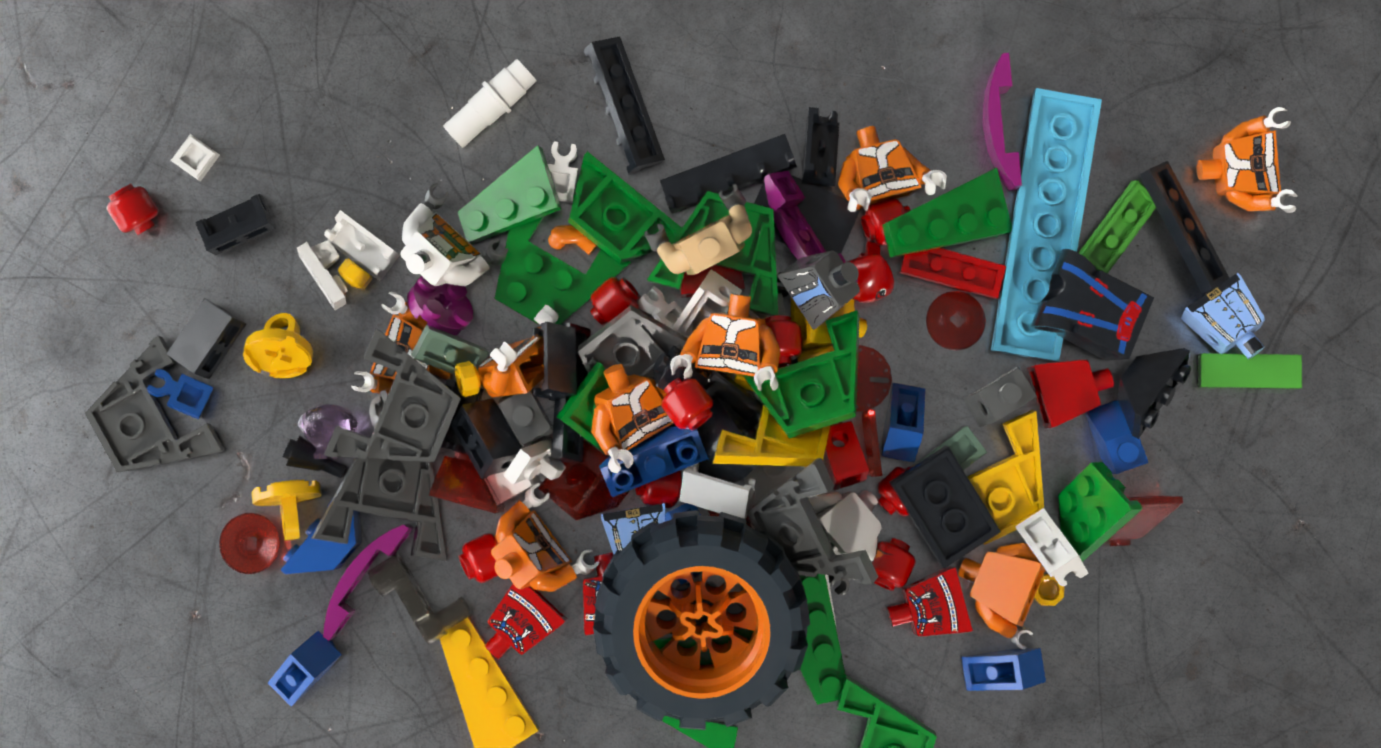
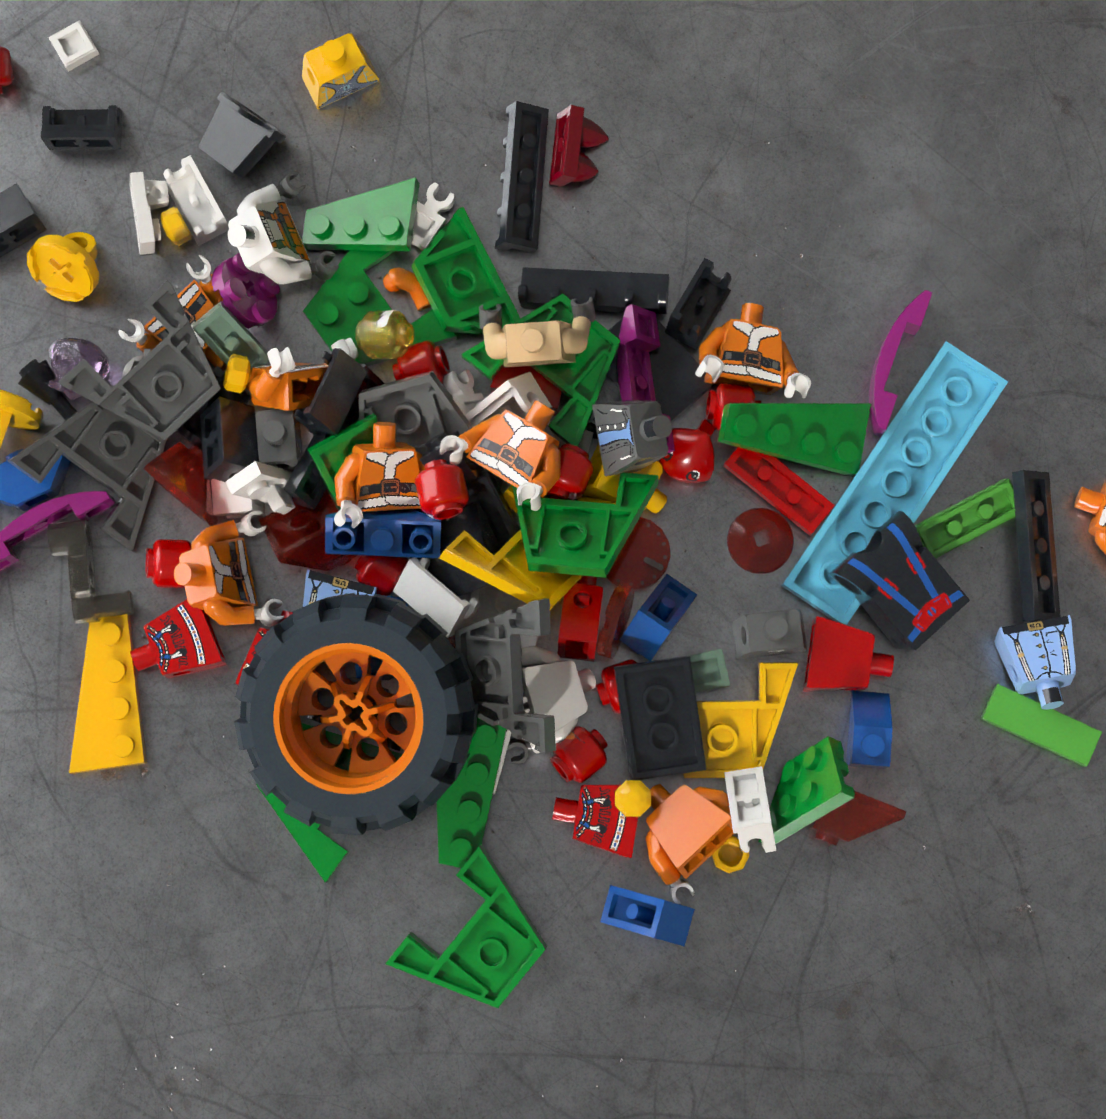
camera: 25 degrees right, 5 degrees down
(373, 175) = (238, 136): none -> container
(428, 82) = (337, 70): none -> yellow torso
(490, 103) = (388, 117): white piece -> none
(574, 290) = (384, 334): none -> clear yellow head
(648, 49) = (571, 133): none -> dark red tile
(953, 583) = (632, 798): none -> yellow tile
(1150, 385) = (929, 690): black slope -> none

